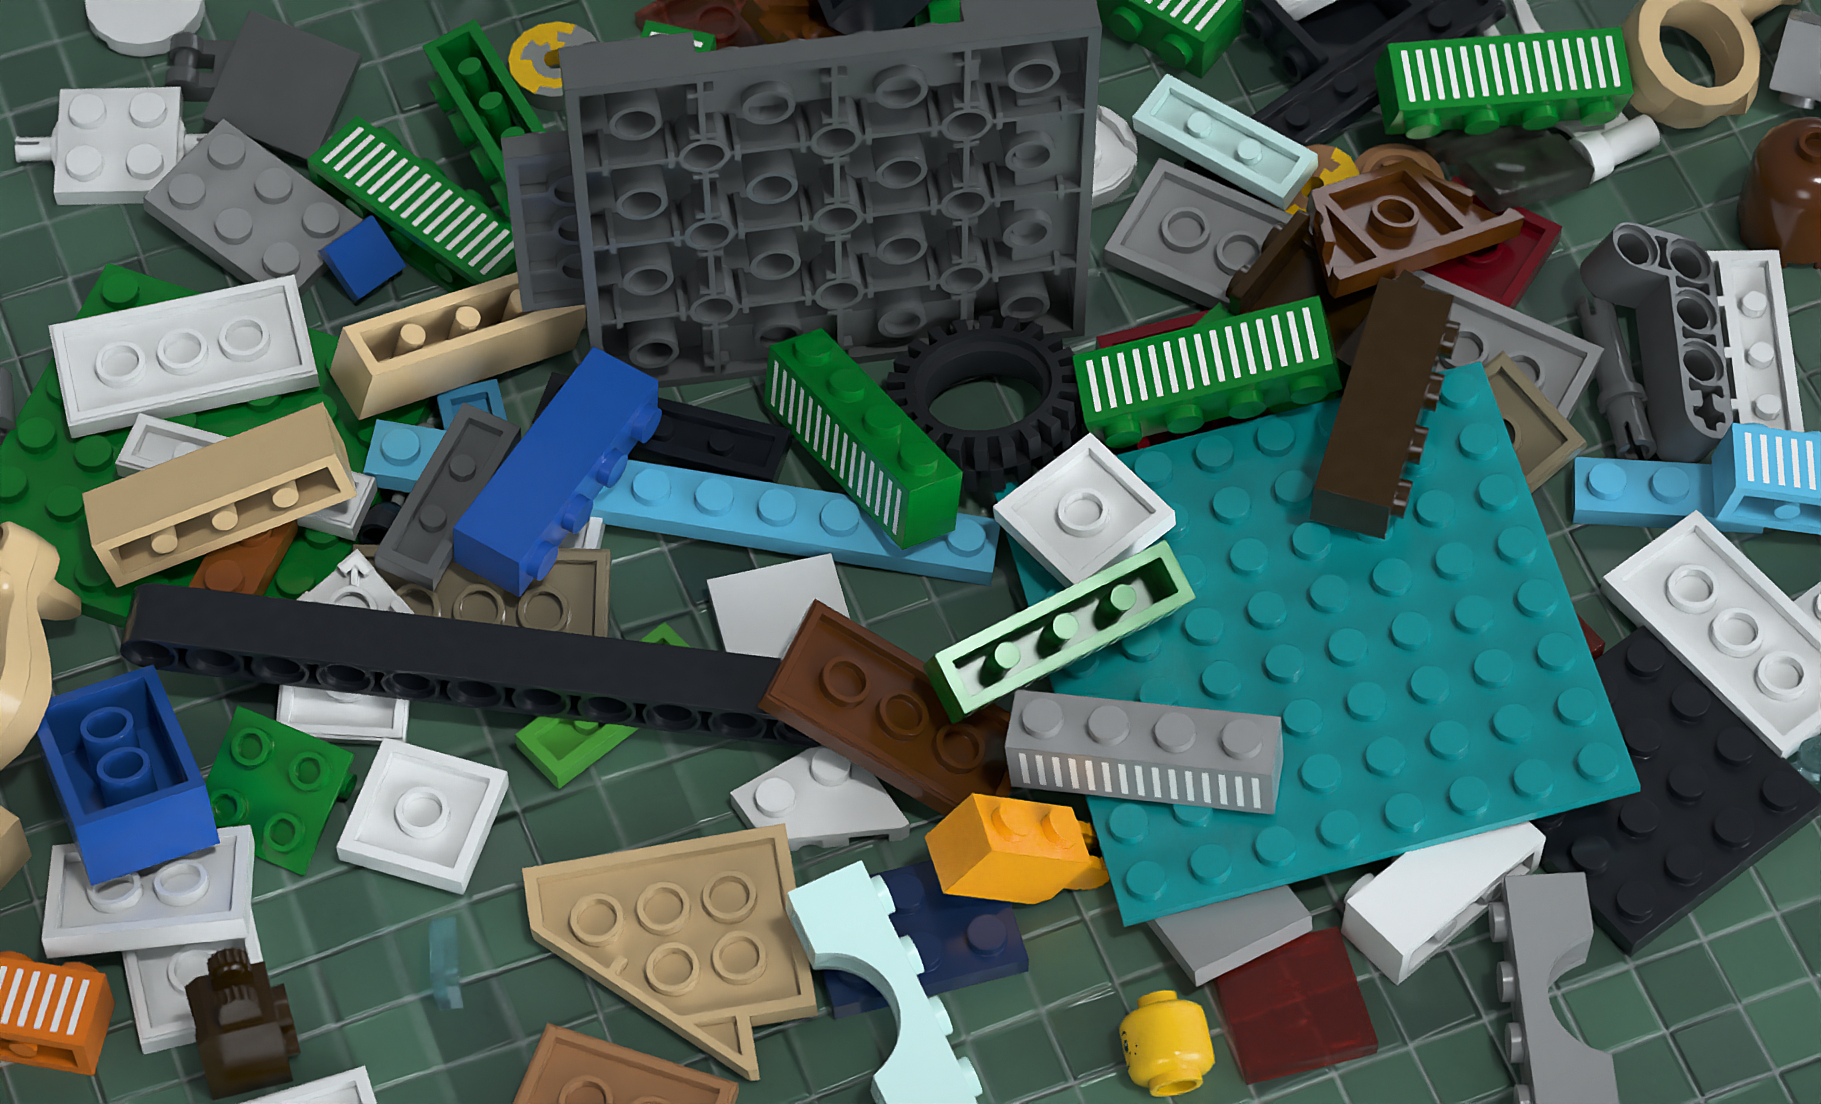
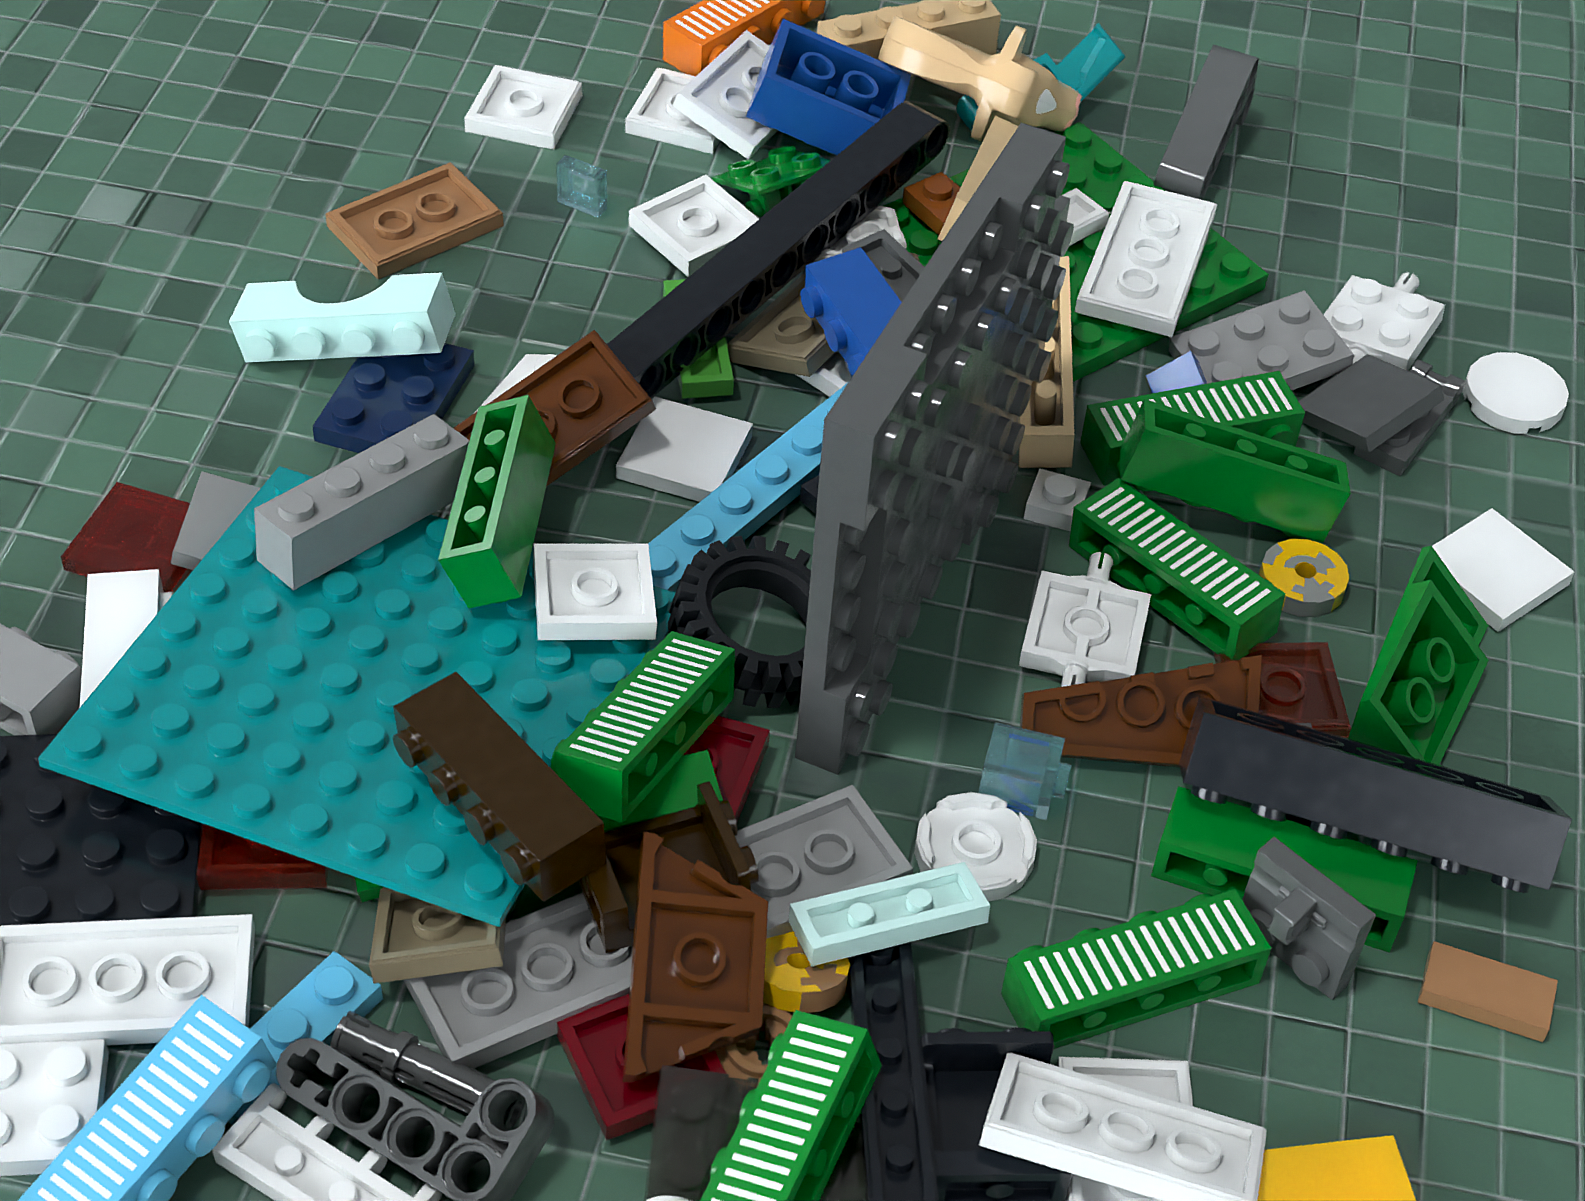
camera: 120 degrees right, 10 degrees down
(241, 1025) = (610, 68): dark brown hinge -> none
(685, 934) = (509, 286): tan wing -> none
(862, 438) = (725, 505): green brick -> none
(1014, 850) = (378, 405): light orange hinge -> none
(1166, 1044) = (177, 449): yellow head -> none

